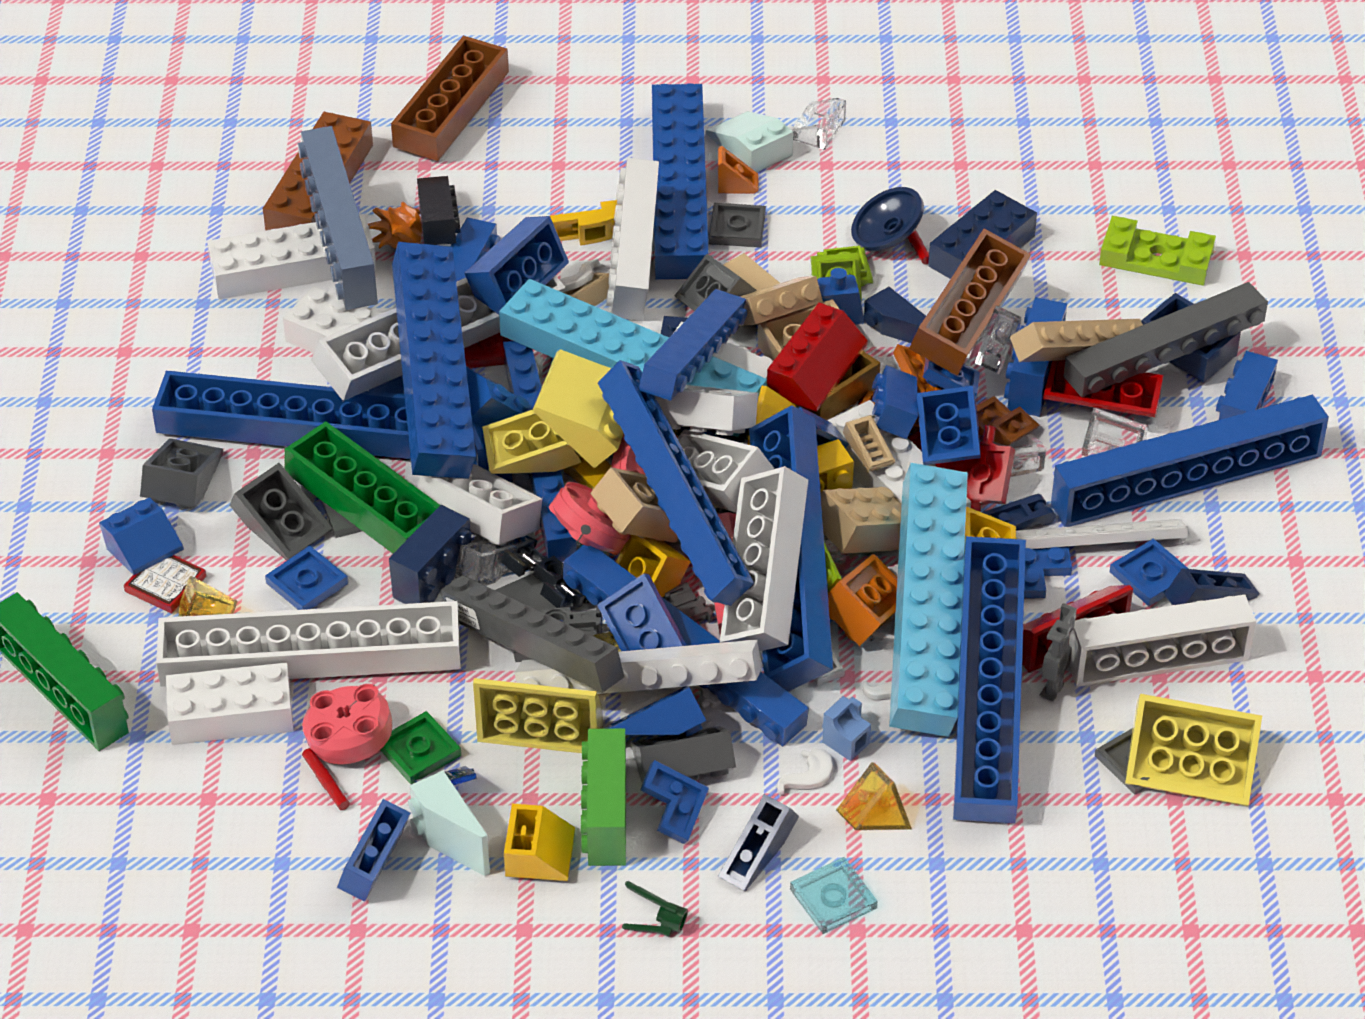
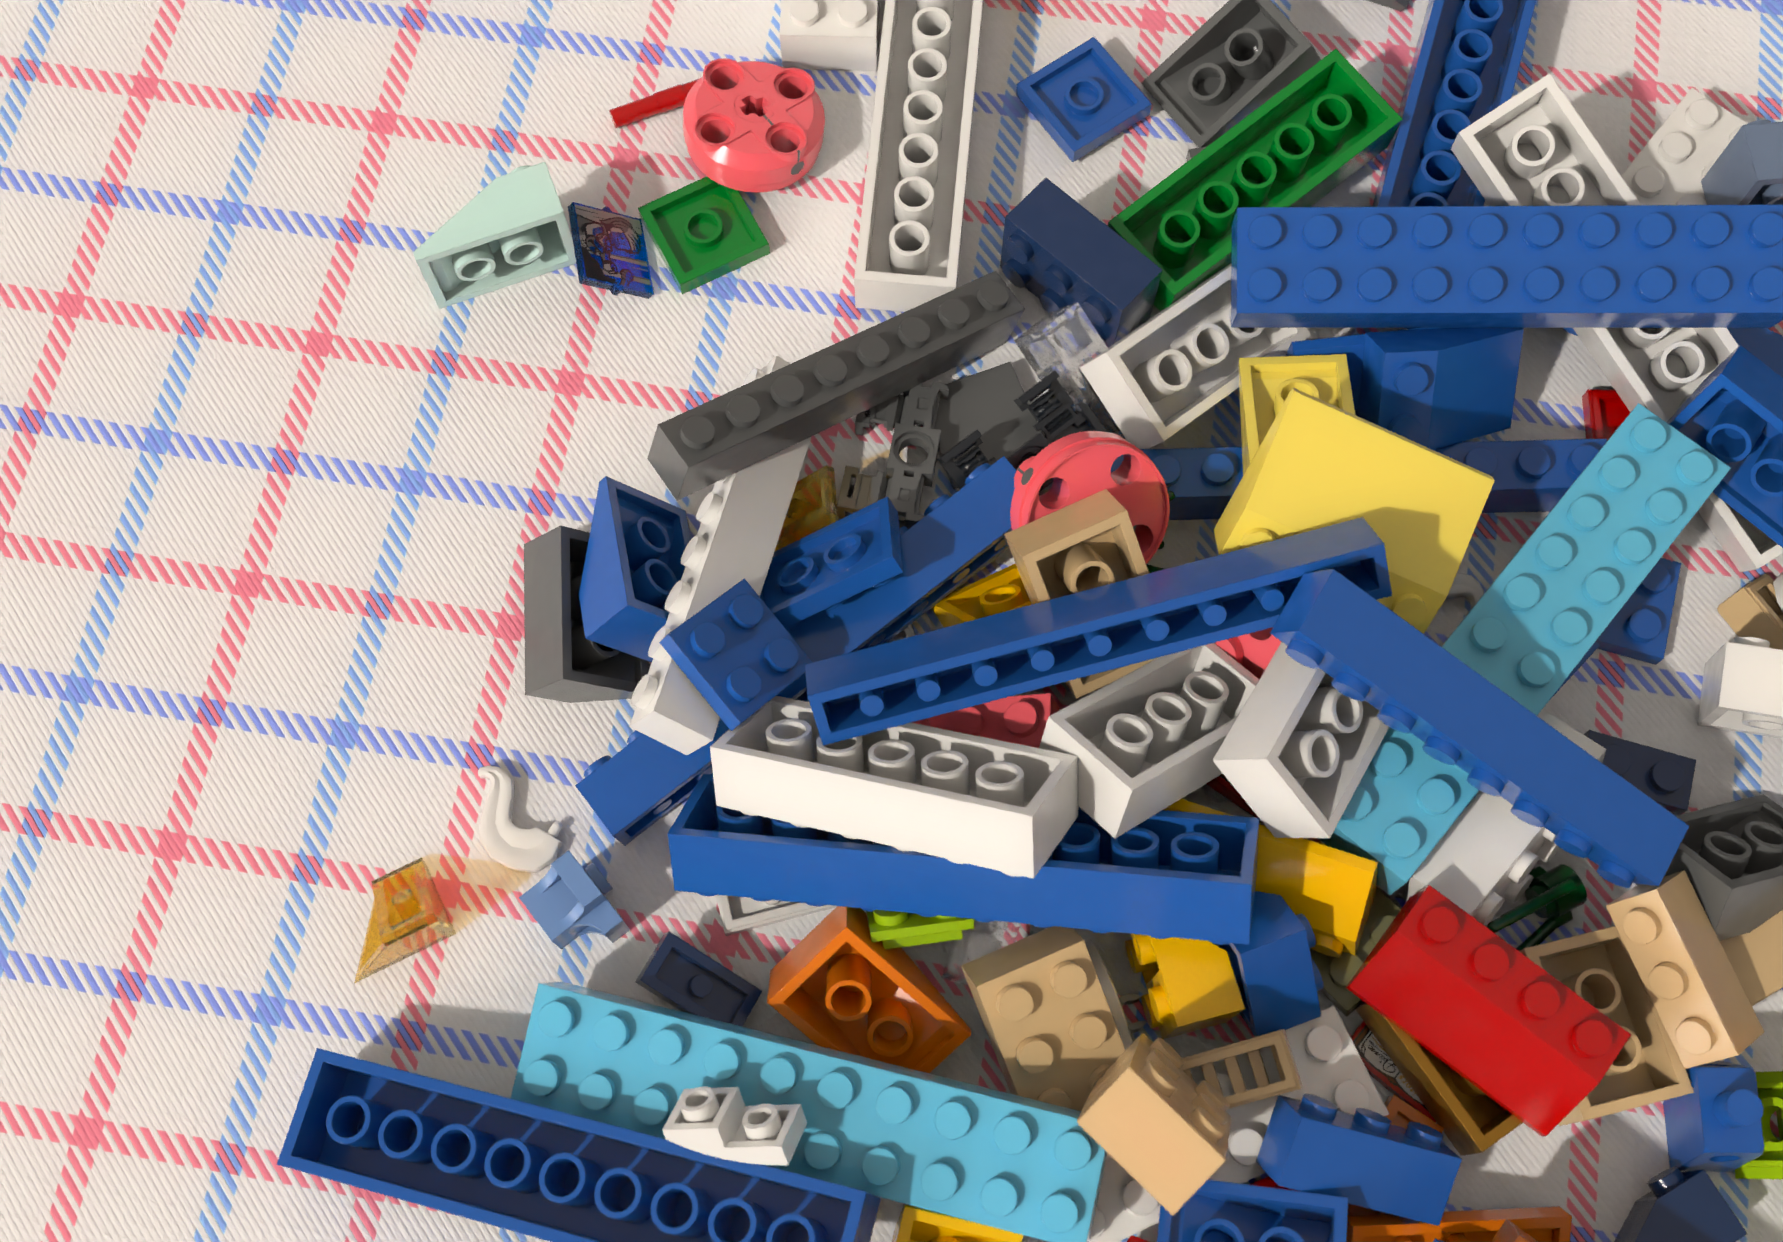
camera: 100 degrees right, 25 degrees up
(373, 850) = (482, 129): blue brick -> none
(535, 715) = (696, 356): light yellow slope -> none
(538, 844) = (443, 365): yellow slope -> none
(604, 797) = (492, 468): bright green brick -> none
(669, 915) = (263, 547): dark green plant -> none
(682, 796) = (484, 594): blue plate -> none
(707, 636) = (736, 654): none -> blue plate
(758, 842) = (368, 711): slope -> none
(833, 895) = (241, 817): clear light blue tile -> none
(874, 670) = (697, 982): none -> dark blue plate
(902, 443) = (1158, 1122): none -> tan brick
(950, 597) = (723, 1127): none -> white slope

